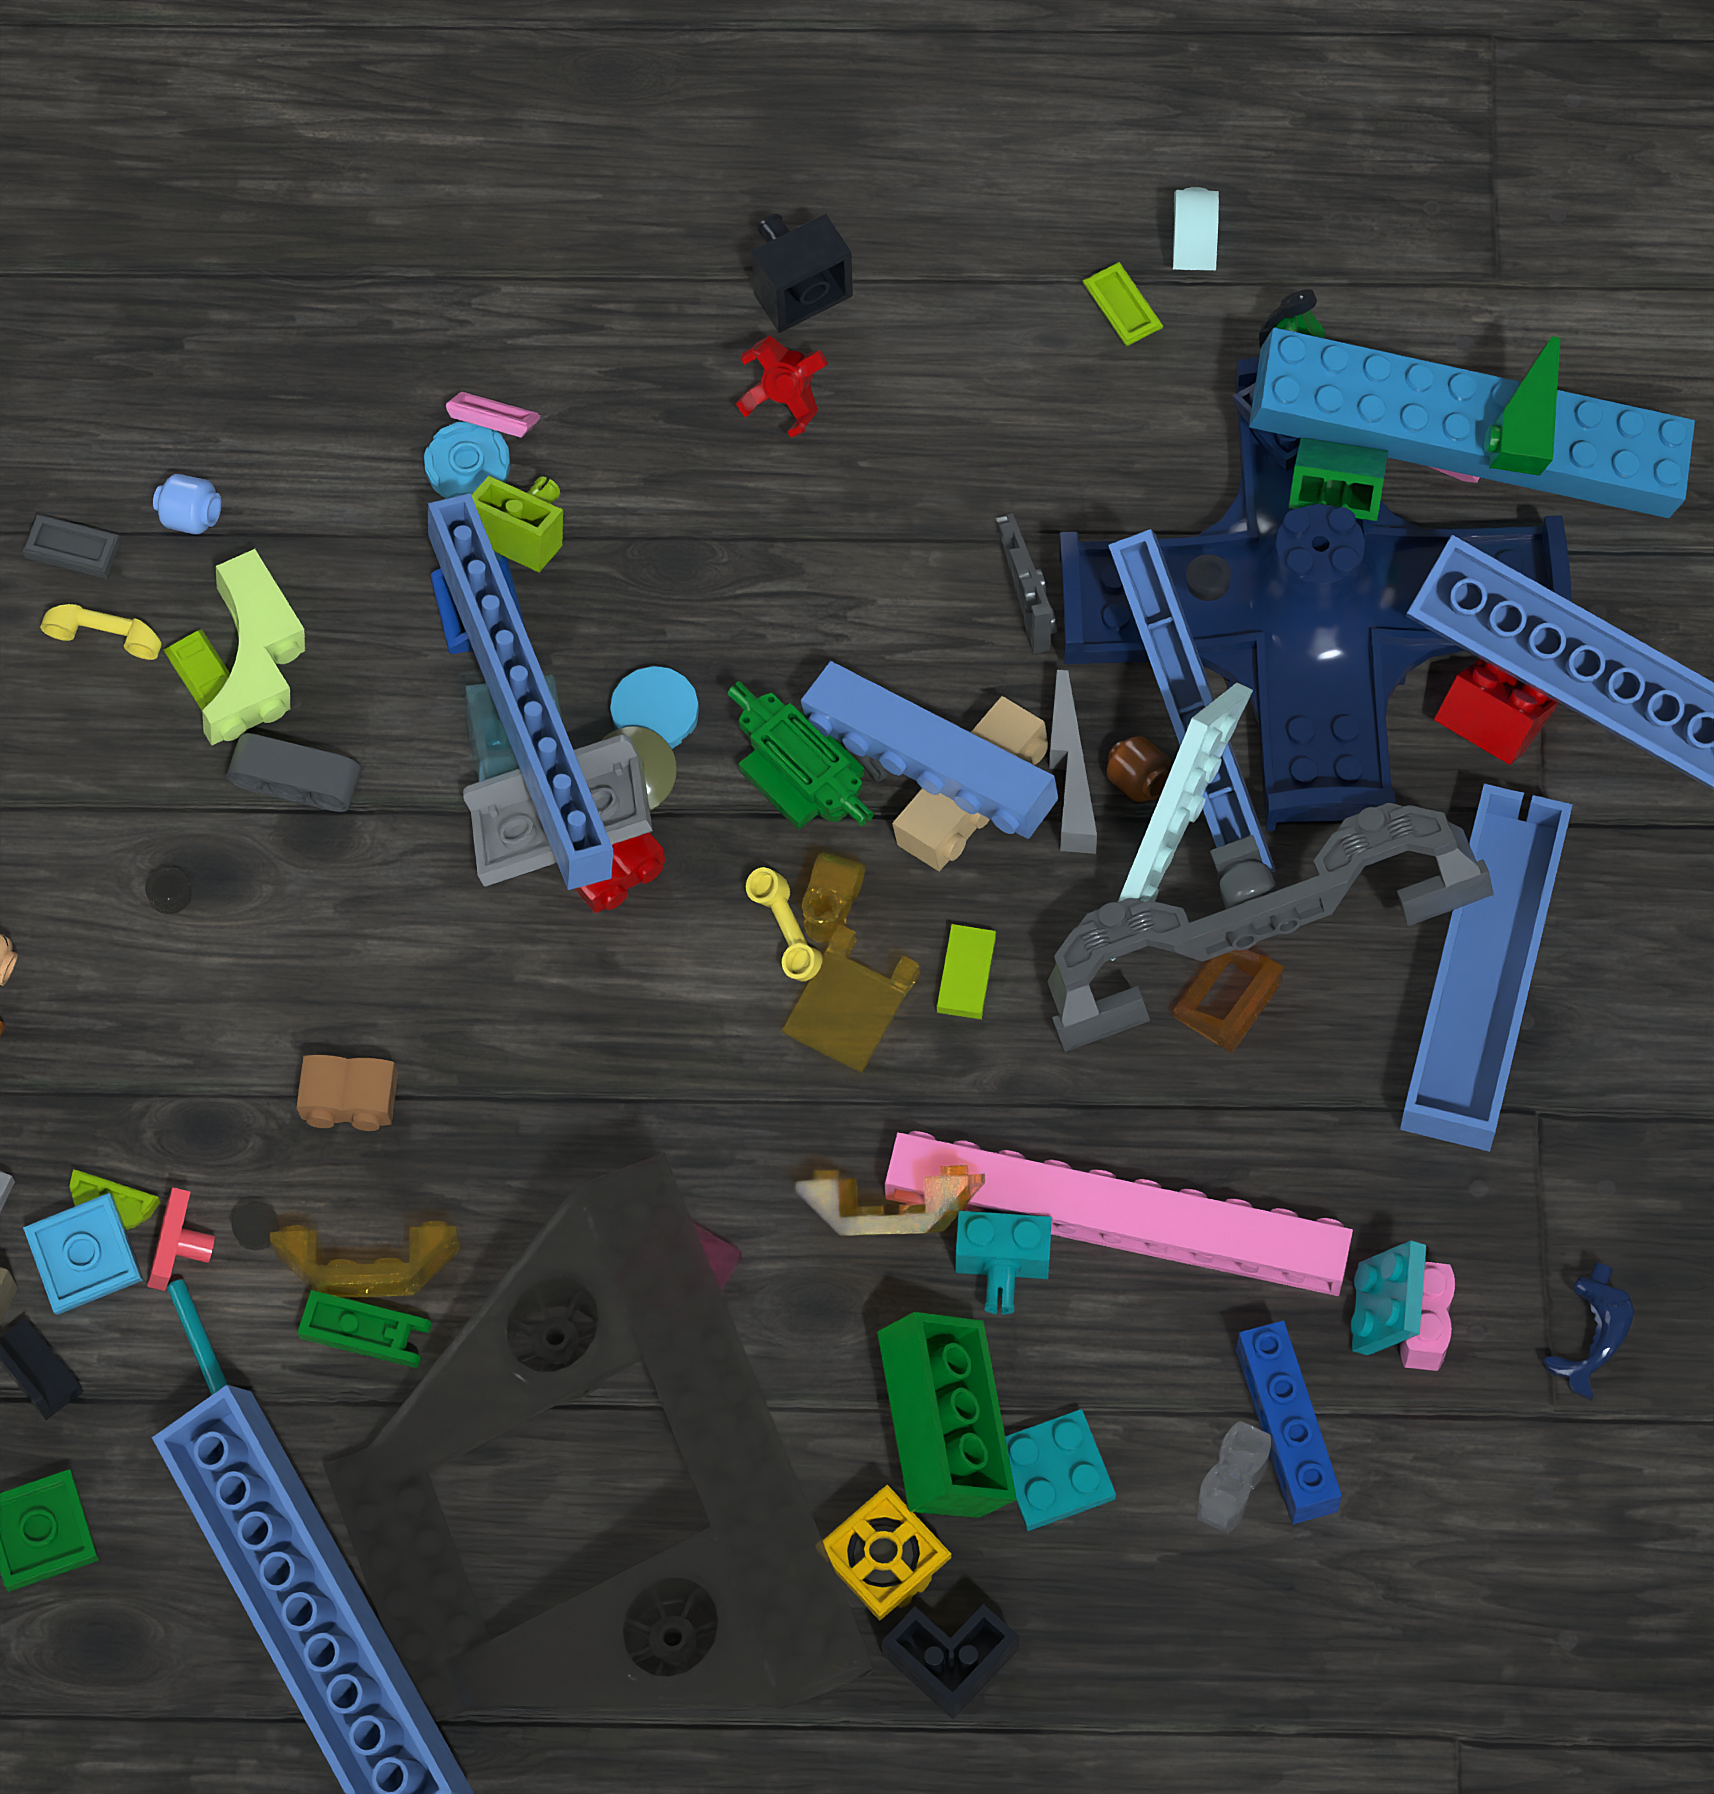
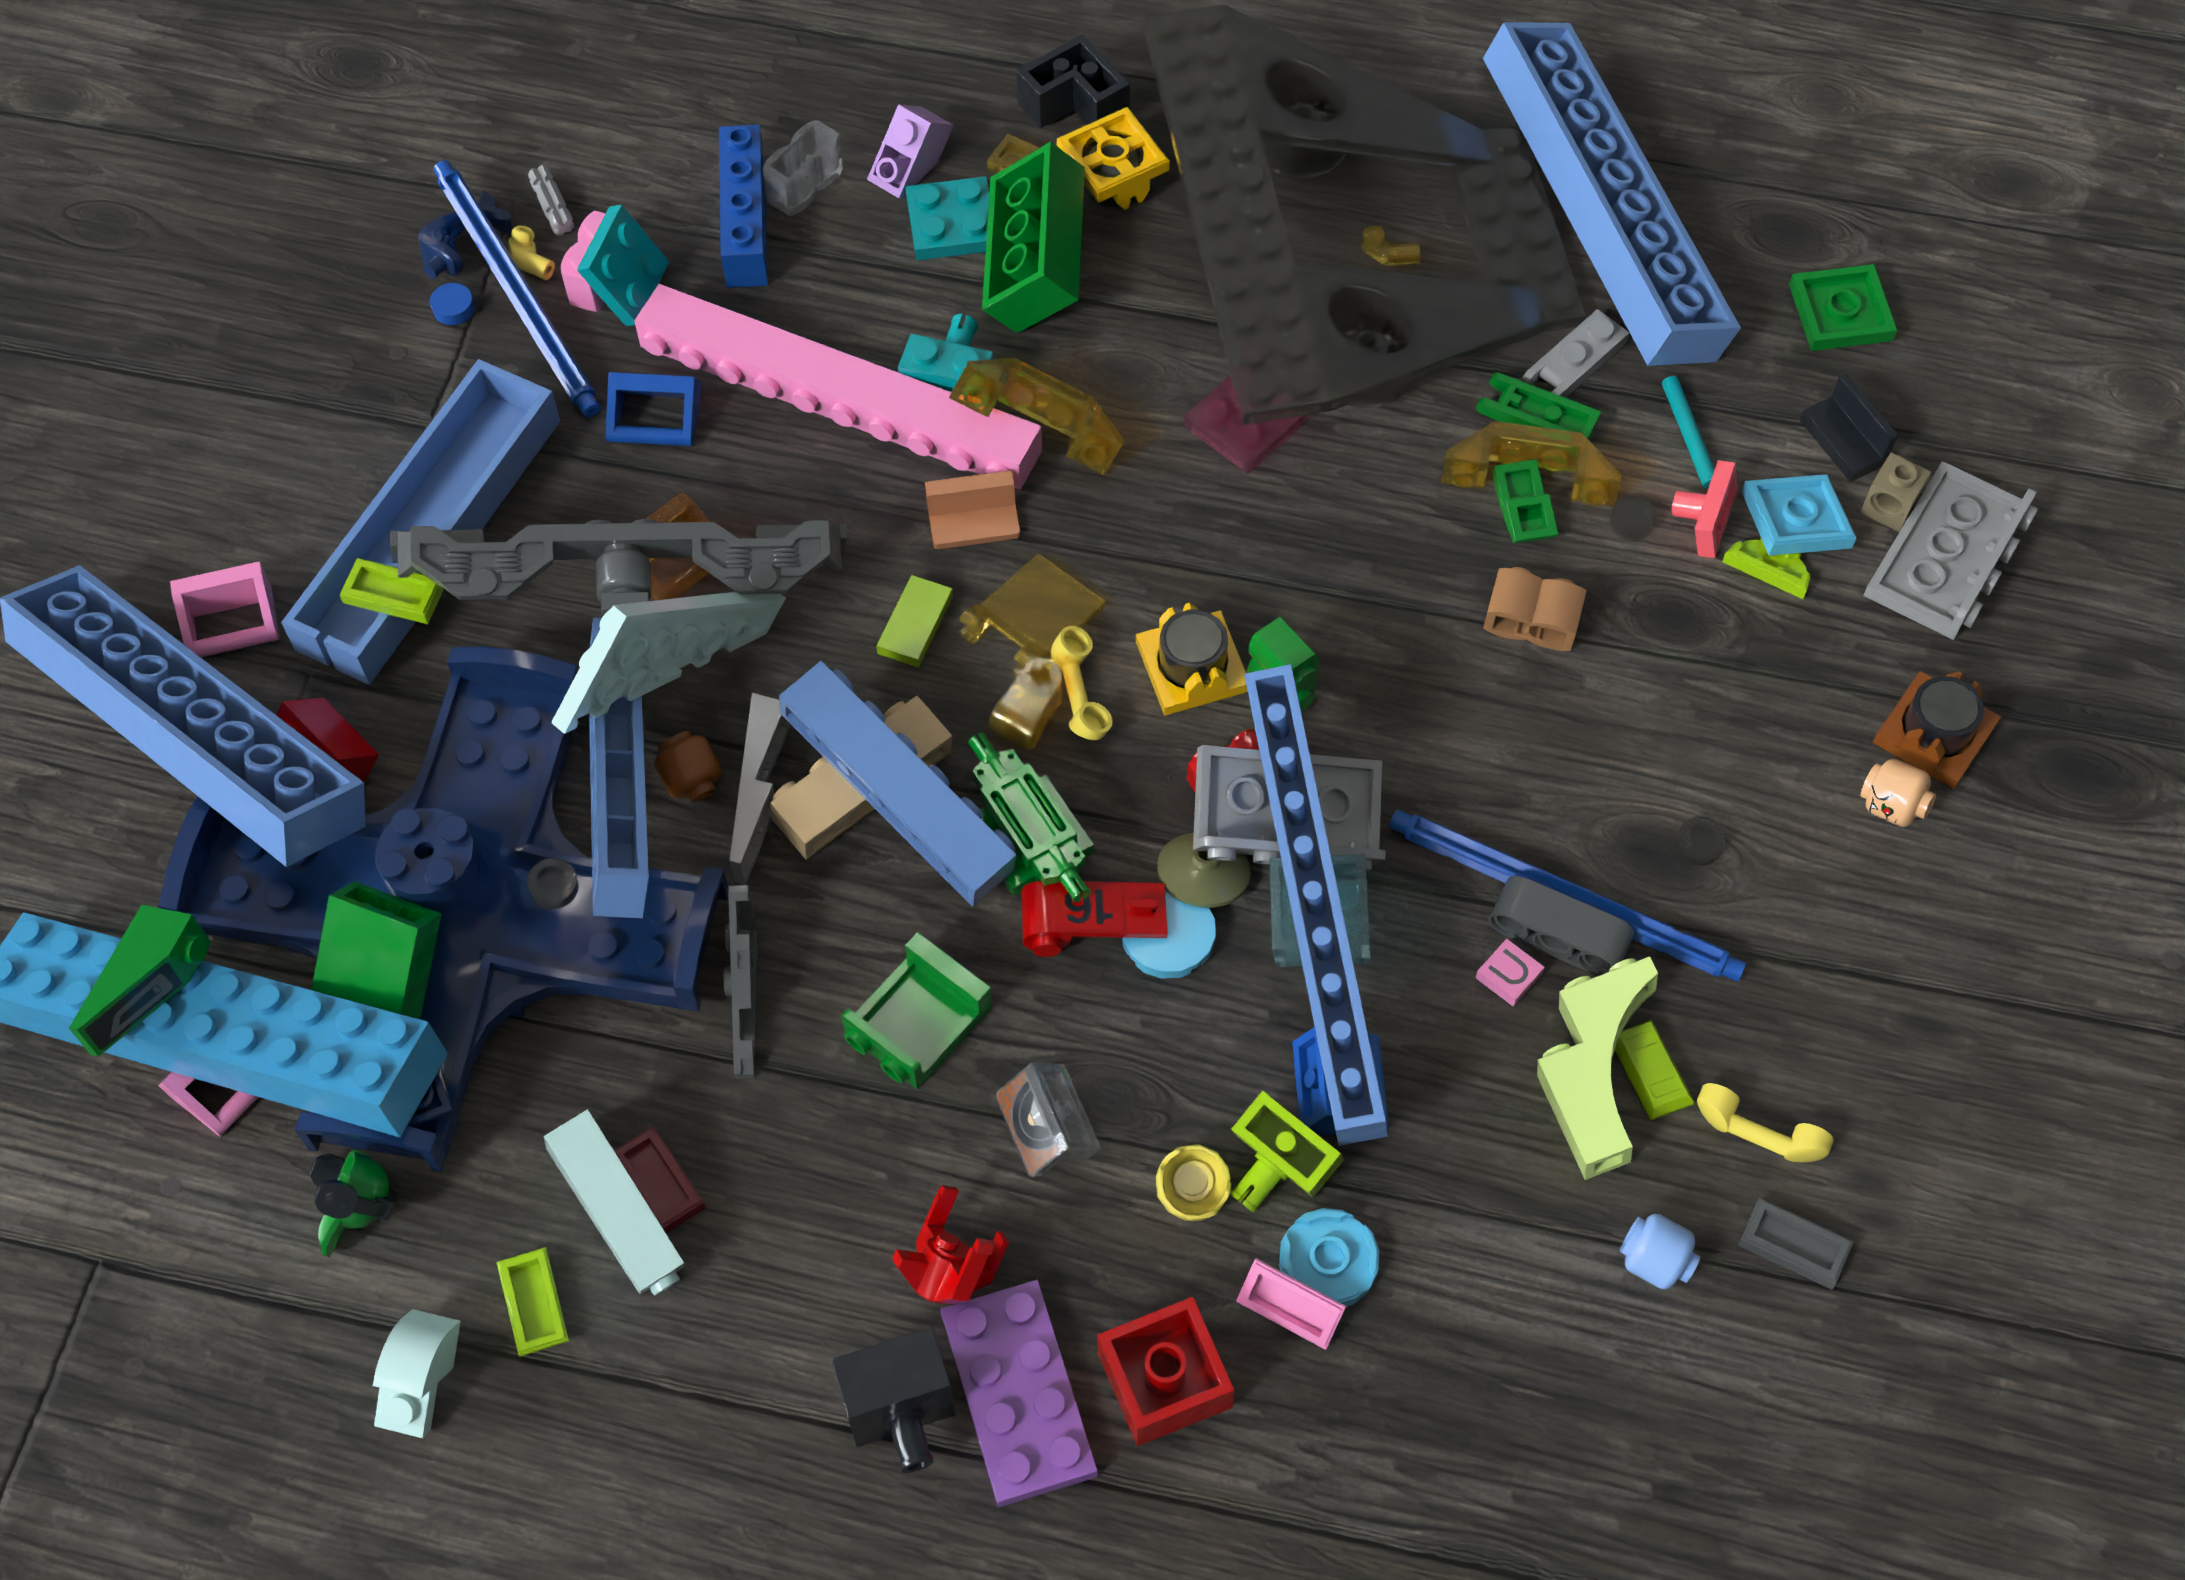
camera: 170 degrees left, 5 degrees down
(293, 810) = (1502, 866): none -> blue piece
(329, 1418) = (1579, 354): none -> light grey hinge
(337, 729) = (1509, 972): none -> bright pink tile
(368, 1218) = (1523, 501): none -> green slope
(555, 1515) = (1388, 253): none -> clear yellow arm
(586, 331) = (1165, 1371): none -> red brick
(587, 956) = (1281, 646): none -> green brick
(591, 482) = (1193, 1182): none -> light yellow hair
(680, 974) = (1192, 654): none -> piece
(702, 312) = (1018, 1393): none -> medium lavender plate
(705, 702) = (1109, 911): none -> red door
(726, 523) = (1046, 1117): none -> panel
(866, 588) = (918, 1013): none -> green panel
(939, 1099) = (972, 509): none -> nougat panel
(1002, 1568) = (1009, 152): none -> clear yellow tile
(1051, 418) = (659, 1179): none -> dark red tile
(1082, 378) = (614, 1204): none -> light aqua slope
(1122, 1542) = (909, 149): none -> lavender slope
(1309, 1173) = (652, 385): none -> blue tile
(1497, 846) = (380, 590): none -> lime tile
(1506, 1269) = (517, 289): none -> blue piece
(1511, 1404) = (551, 200): none -> light grey axle
(1512, 1323) = (523, 253): none -> light yellow arm
(1569, 1248) = (452, 303): none -> blue tile
(1657, 863) = (221, 592): none -> bright pink tile

